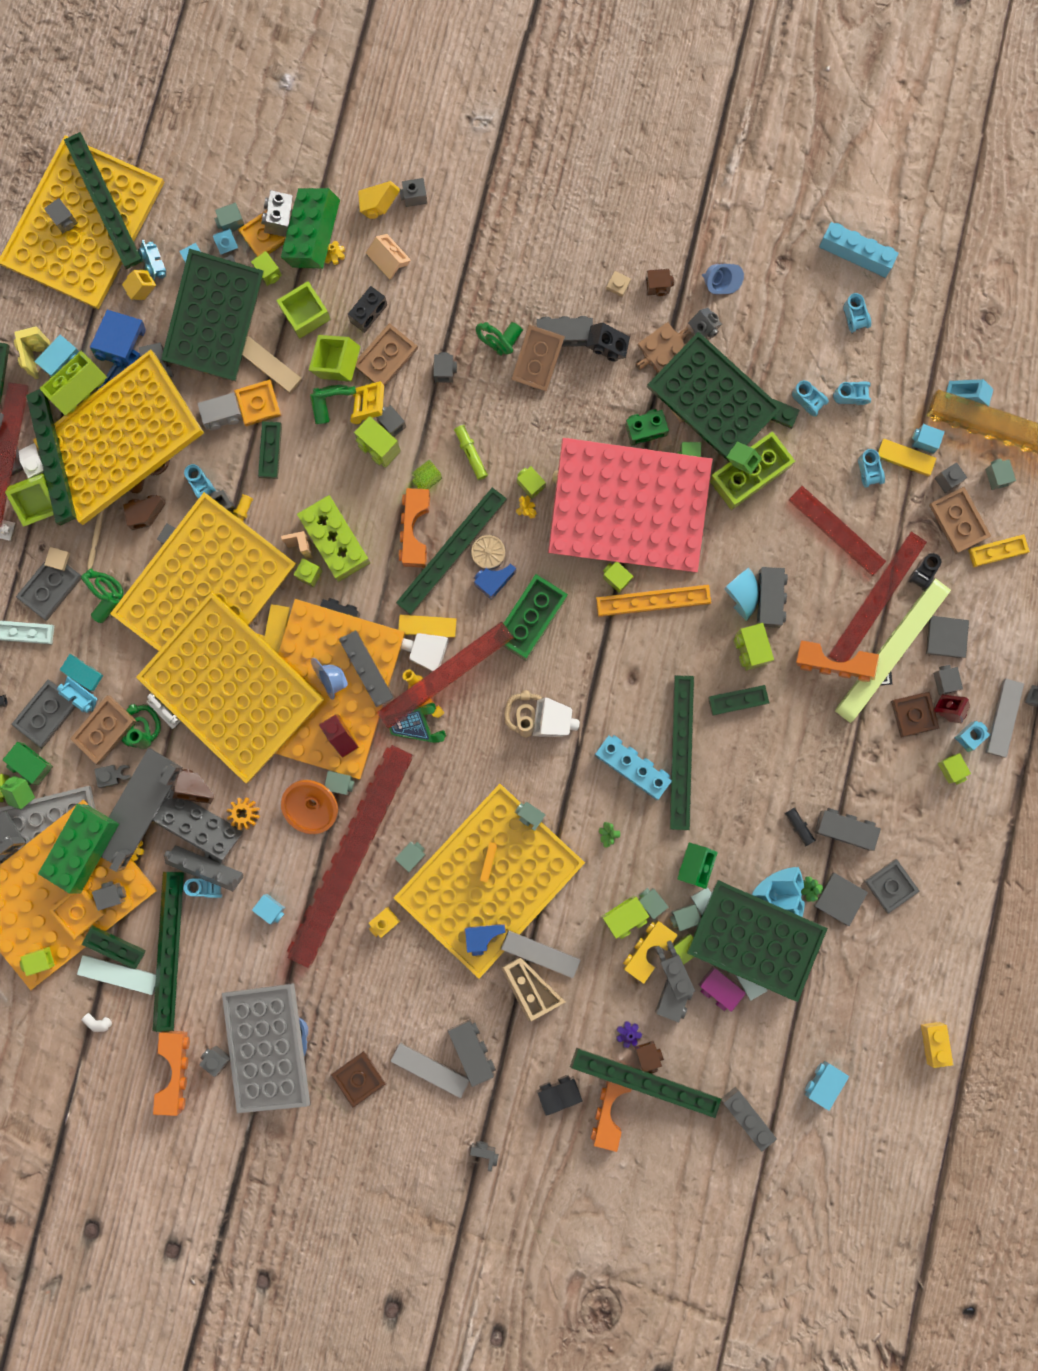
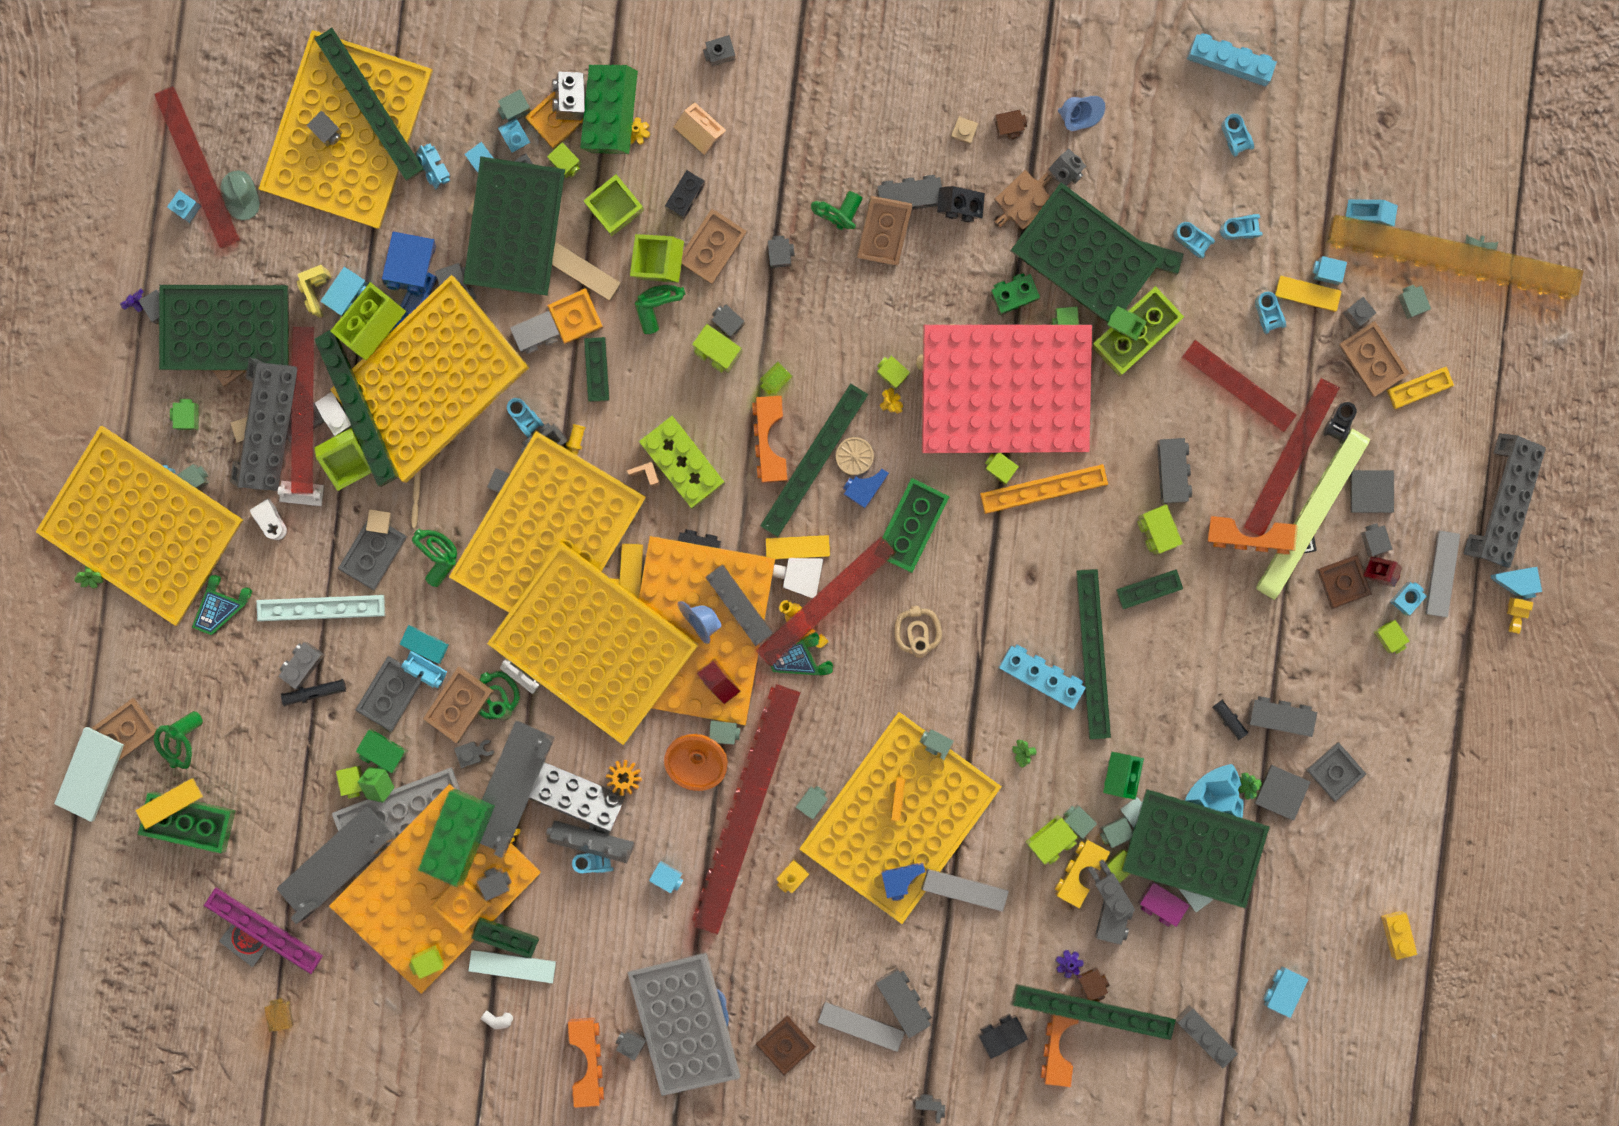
camera: 10 degrees left, 5 degrees up
(139, 284) = (423, 197): yellow brick -> none
(143, 512) = (466, 457): reddish brown slope -> none
(168, 951) = (563, 934): dark green plate -> none
(192, 788) = (566, 757): slope -> none
(308, 573) = (658, 504): lime brick -> none
(372, 402) = (705, 304): yellow plate -> none
(377, 199) = (679, 66): yellow slope -> none
(467, 445) = (816, 337): lime pin -> none
(530, 990) = (958, 929): tan wedge -> none
(553, 719) = (949, 635): white torso -> none
(744, 592) = (1143, 469): medium azure brick -> none

